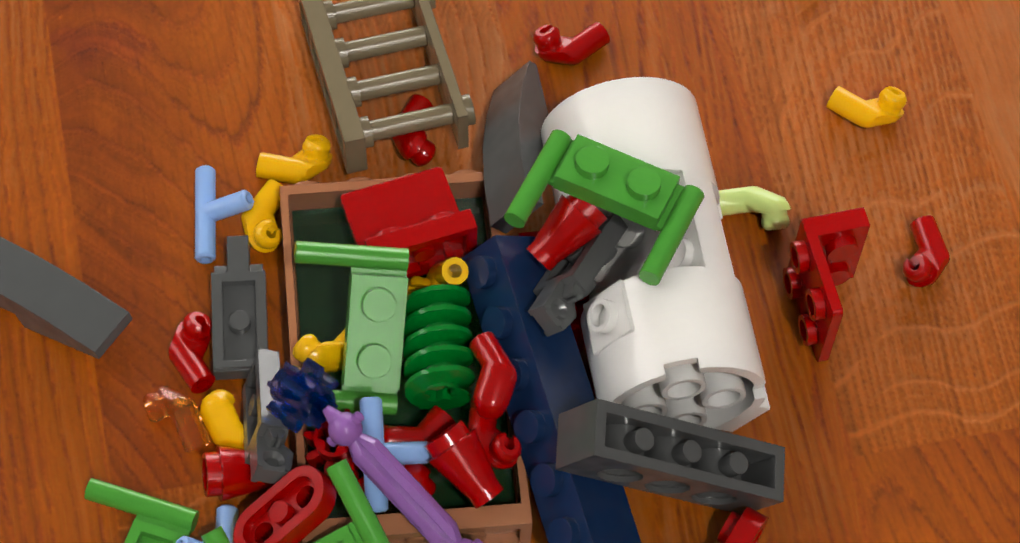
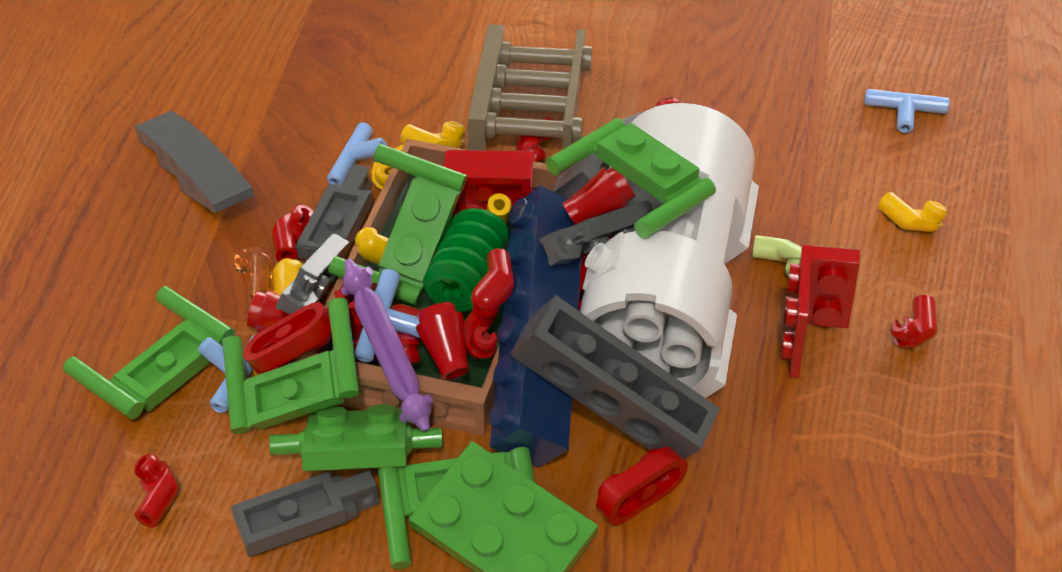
camera: 25 degrees right, 15 degrees down
(301, 395) = (328, 248): clear blue gear -> none

